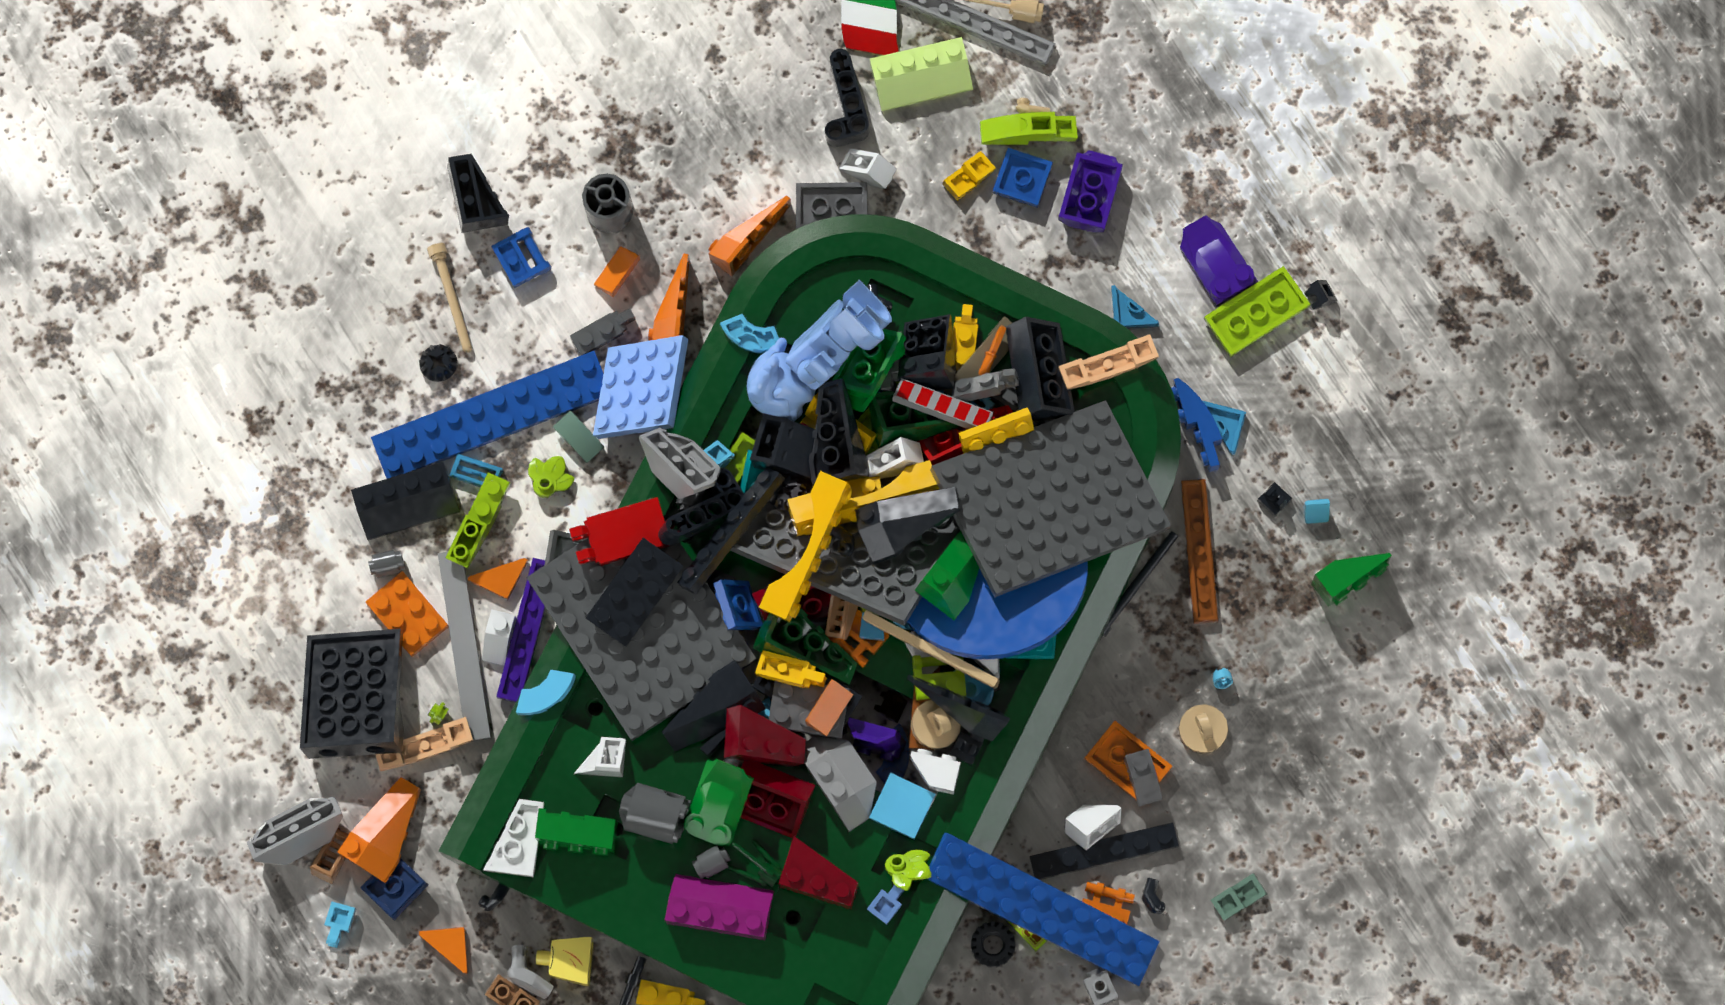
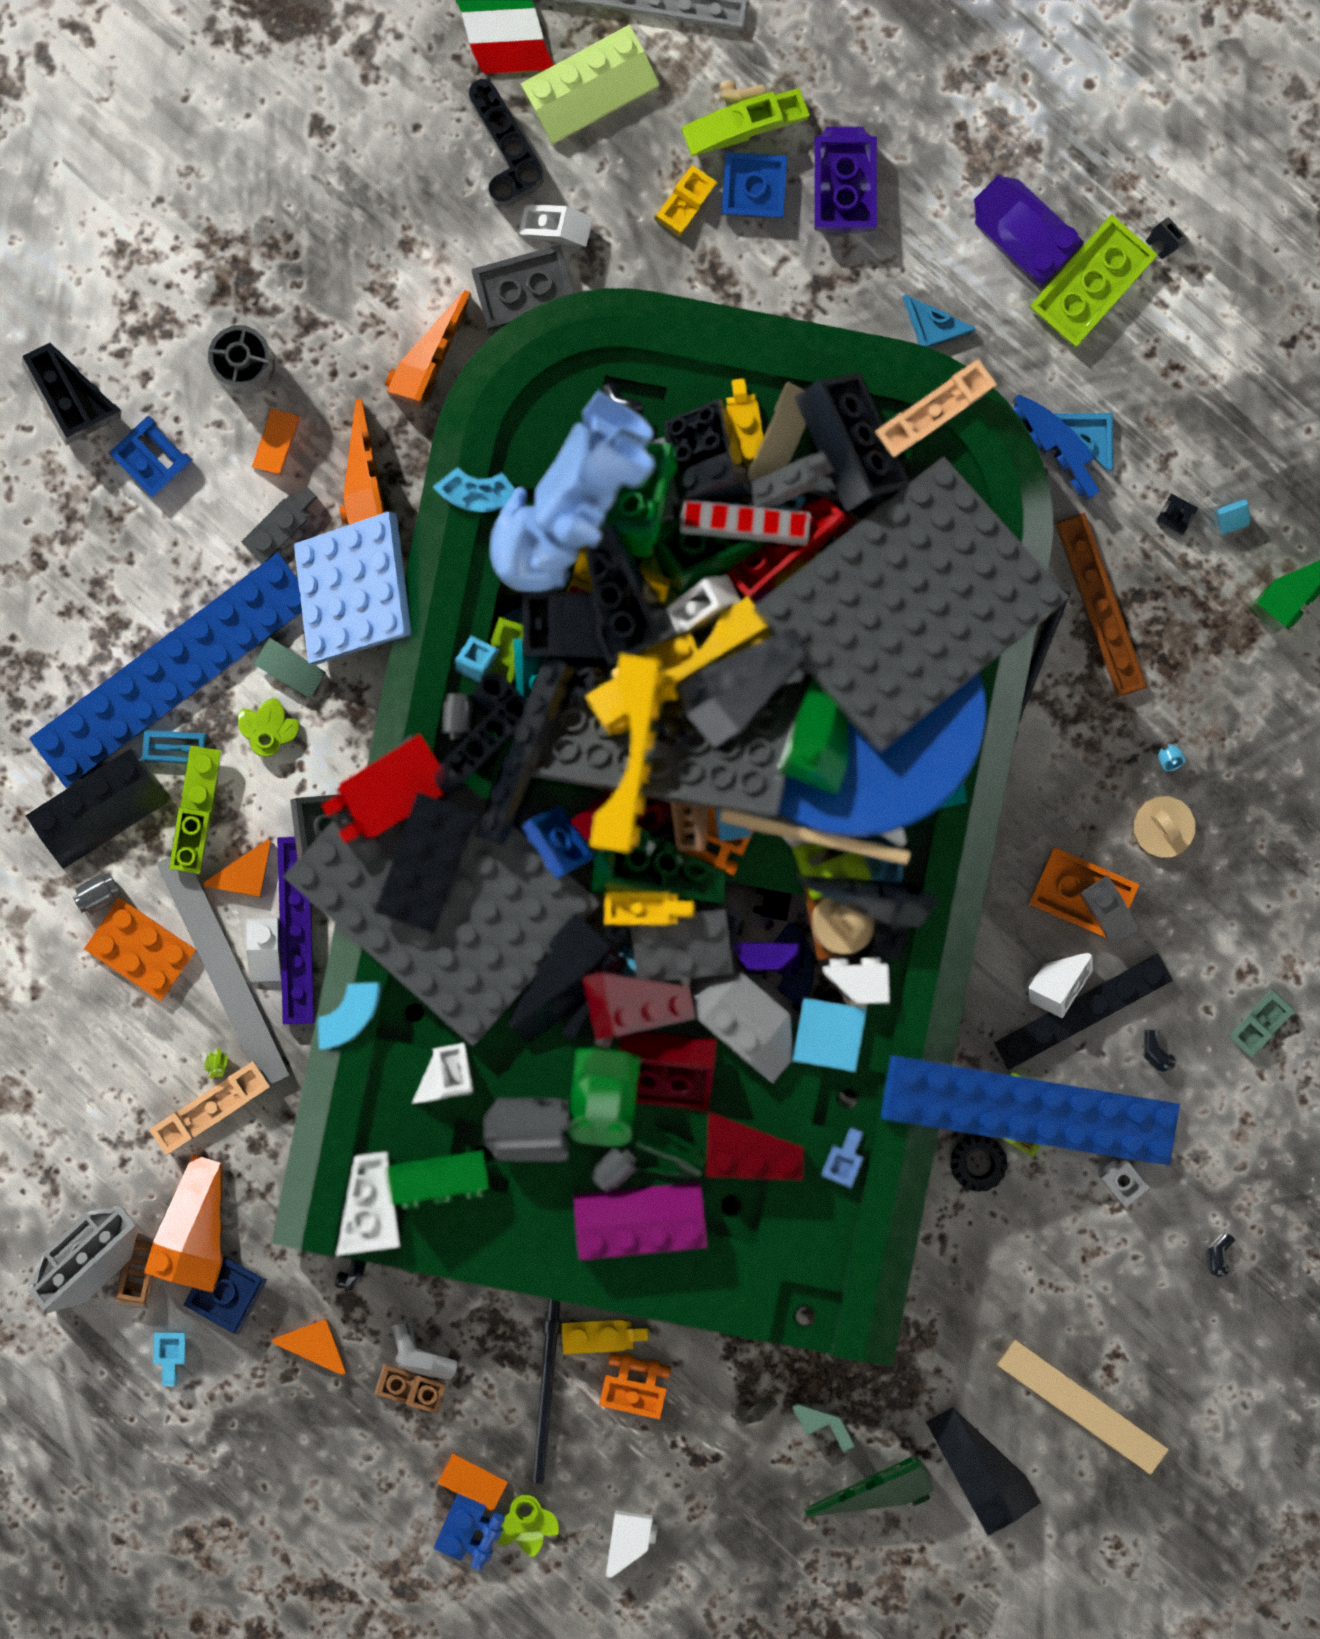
camera: 20 degrees left, 10 degrees up
(352, 694) = (103, 1070): black piece -> none
(438, 254) = (44, 481): tan piece -> none
(439, 373) = (91, 633): black gear -> none
(569, 959) = (466, 1324): light yellow torso -> none
(679, 462) = (436, 683): light grey wedge -> none
(828, 708) = (709, 942): orange slope -> none
(911, 867) = (862, 1112): lime plate -> none
(991, 354) = (786, 436): orange piece -> none
(997, 430) = (822, 537): yellow plate -> none
(1113, 911) = (1116, 1083): orange plate -> none

